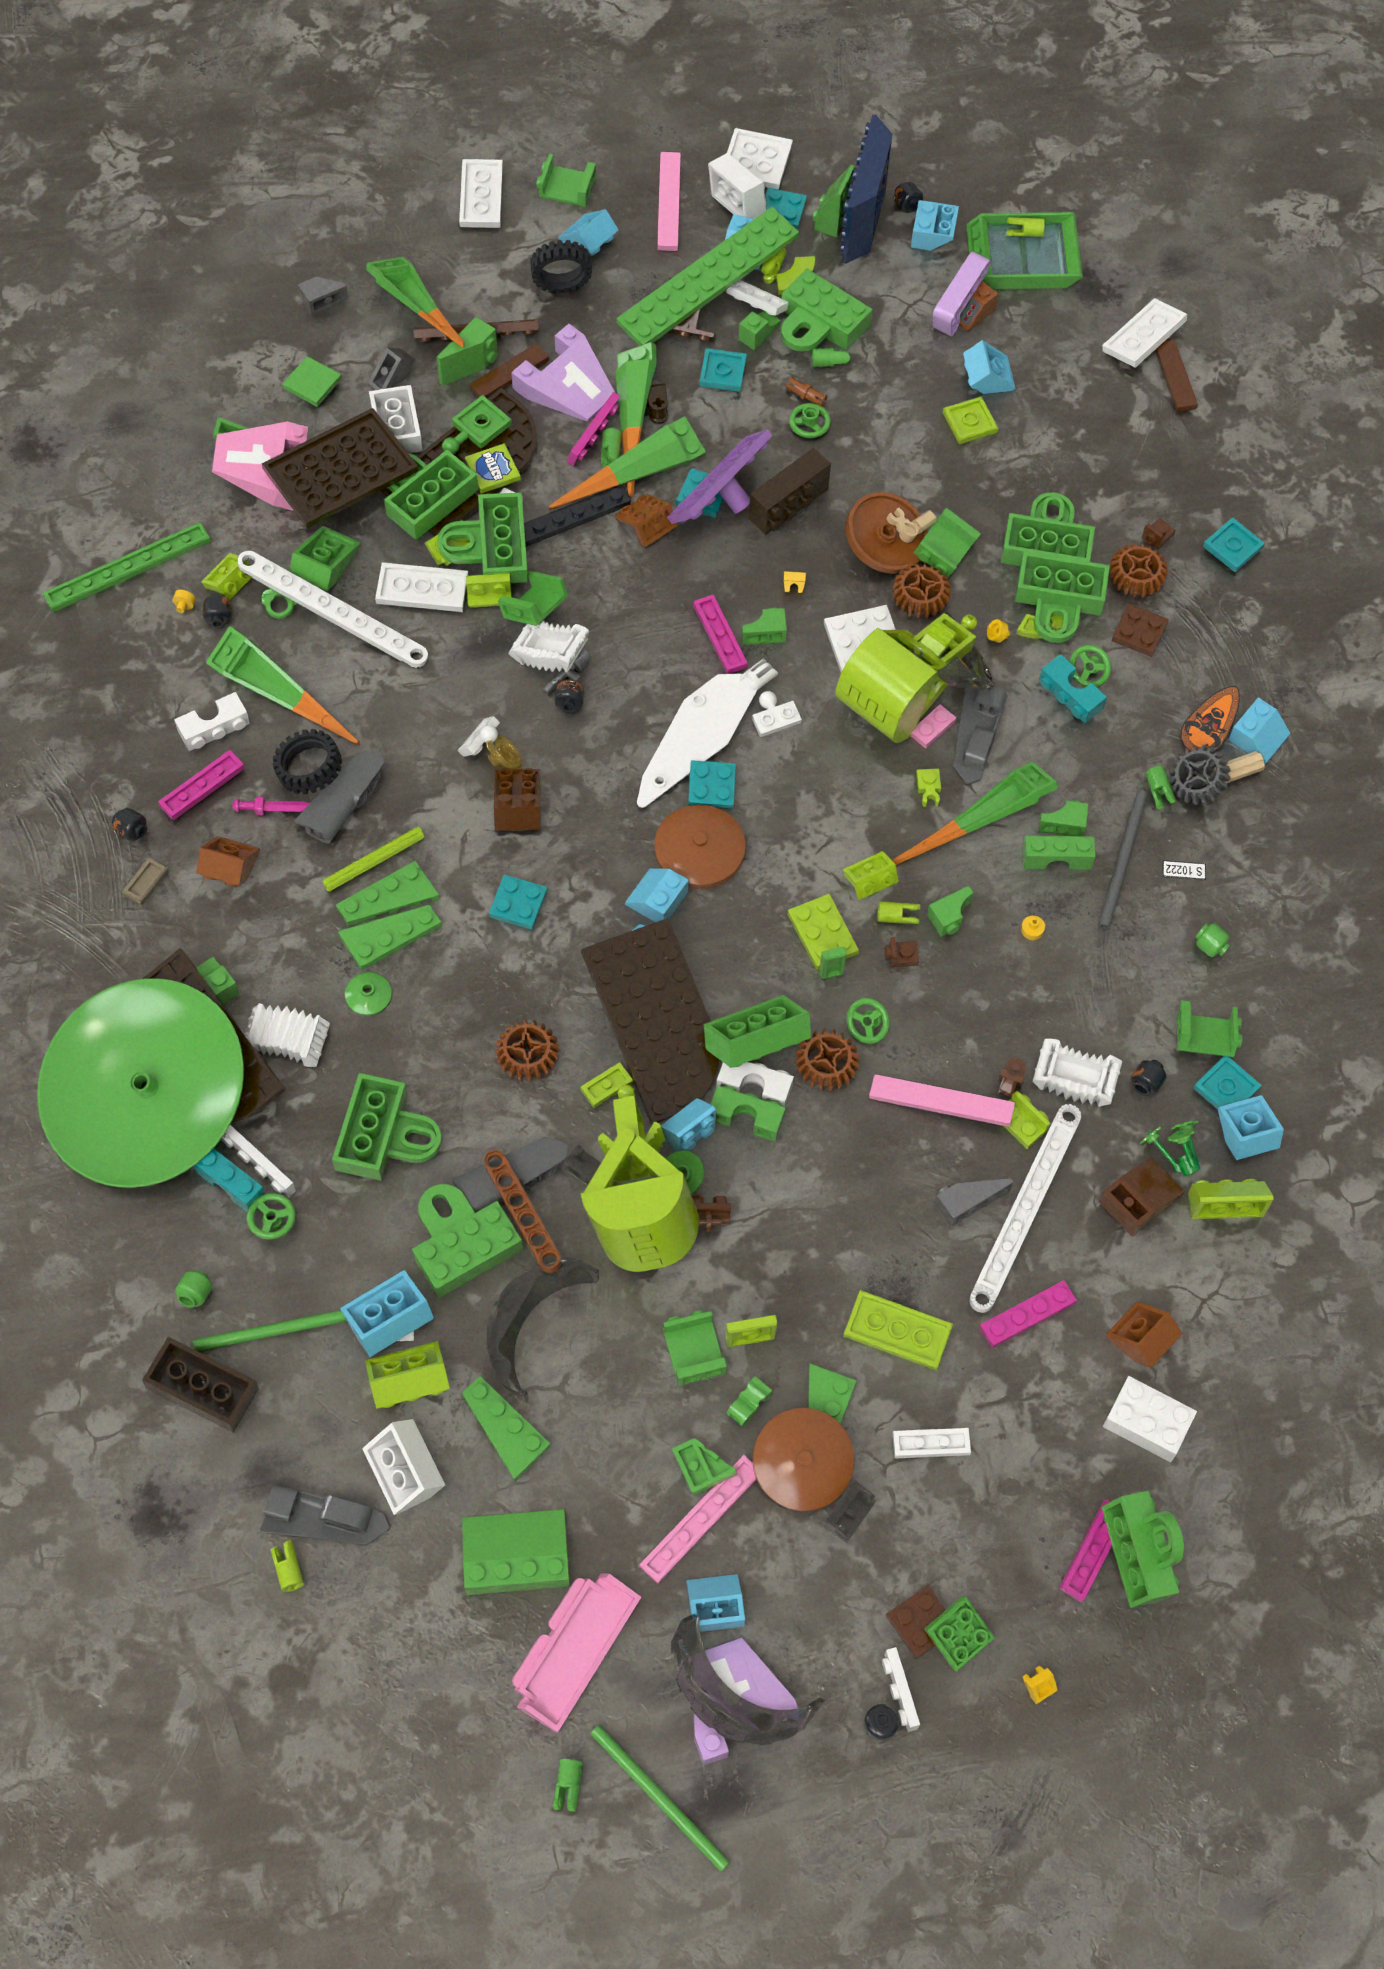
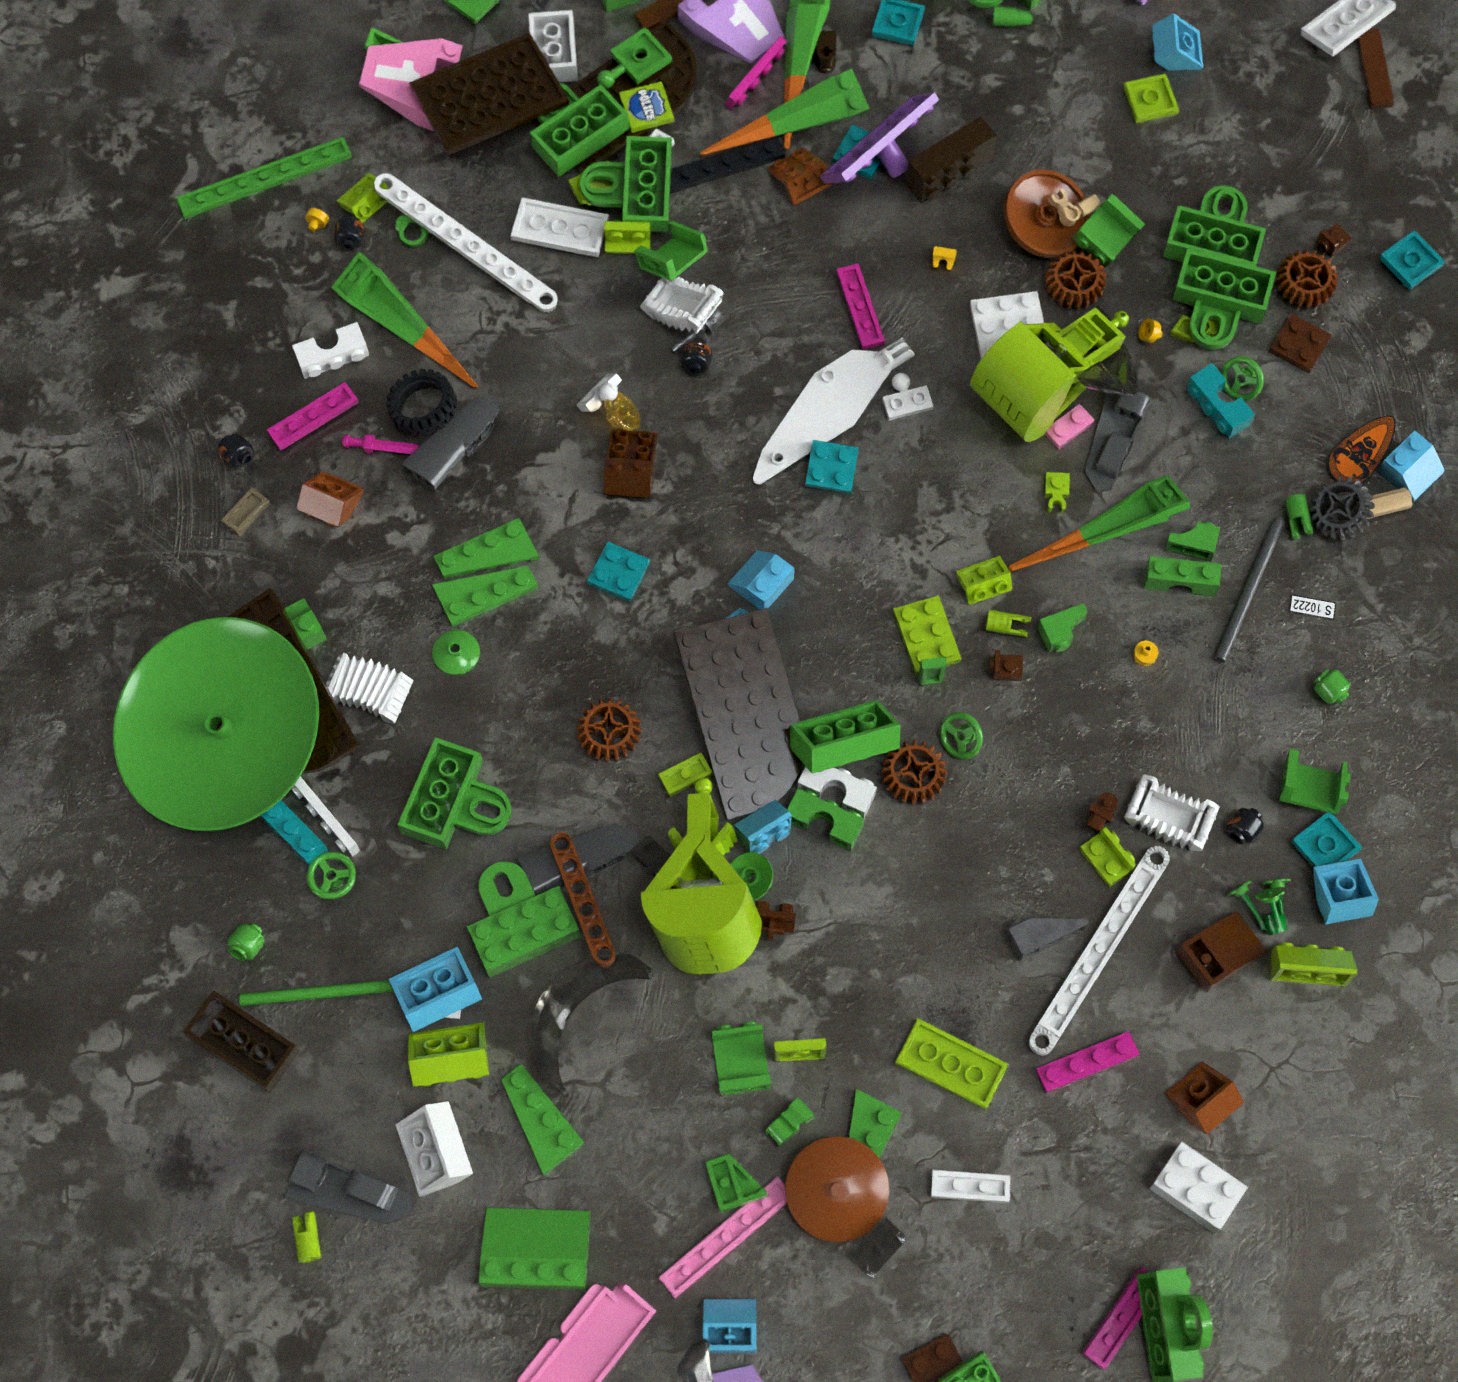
camera: 10 degrees right, 5 degrees up
(323, 557) = (463, 186): bright green slope -> none
(373, 858) = (477, 511): lime axle -> none
(610, 446) = (771, 93): bright green hinge -> none
(700, 845) = (812, 531): dark orange dish -> none
(767, 629) = (911, 305): bright green arch -> none
(806, 391) = (982, 52): dark orange pin -> none
(810, 415) = (982, 81): bright green piece -> none
(942, 1100) = (1027, 828): bright pink tile -> none

